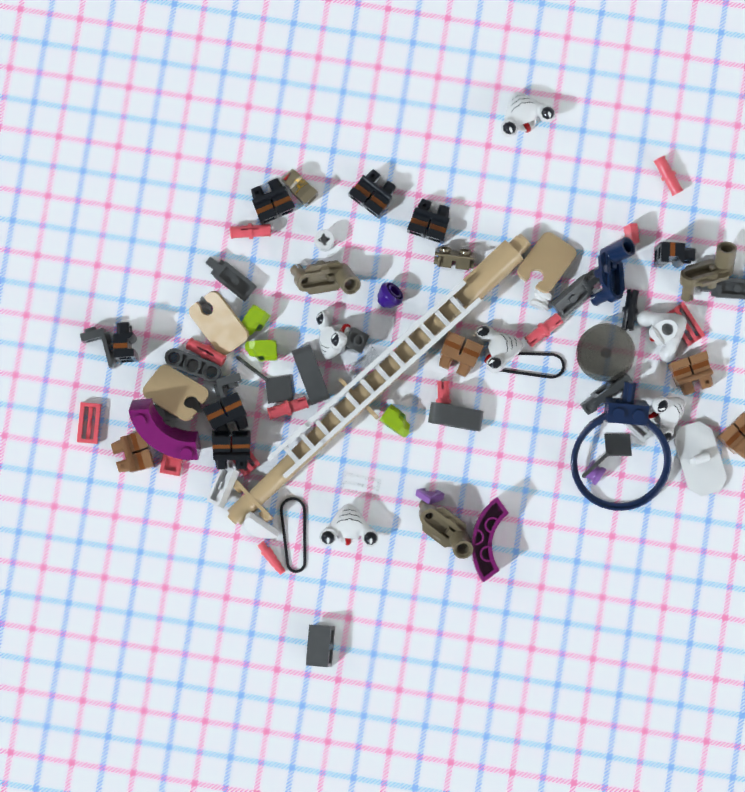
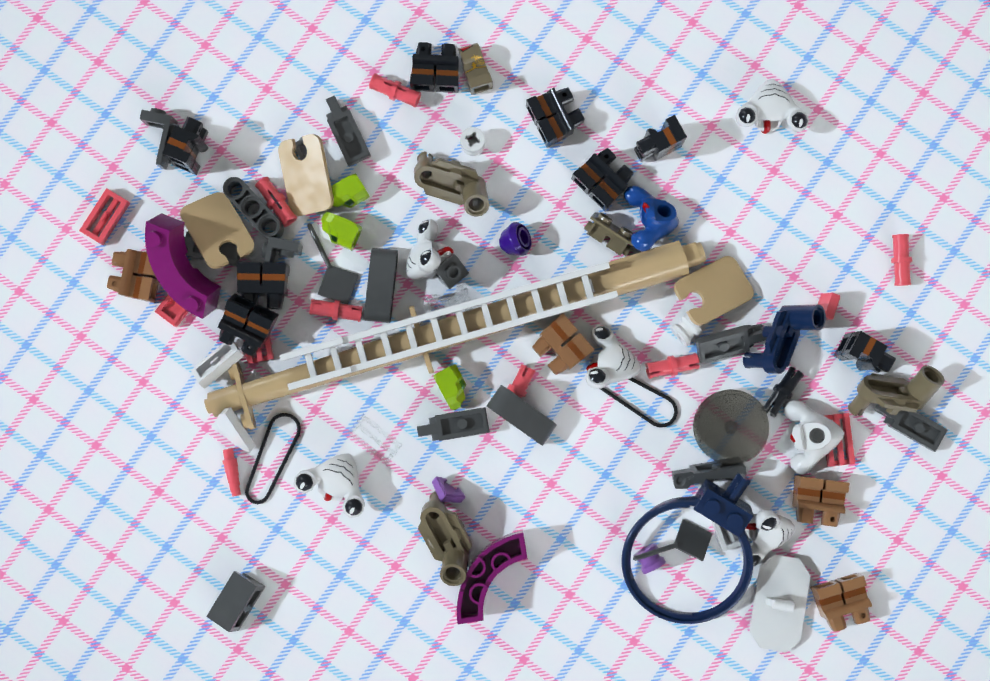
camera: 20 degrees right, 0 degrees up
(412, 446) = (456, 425): none -> dark grey hinge
(459, 176) = (661, 143): none -> black hips
(480, 229) = (655, 214): none -> blue head

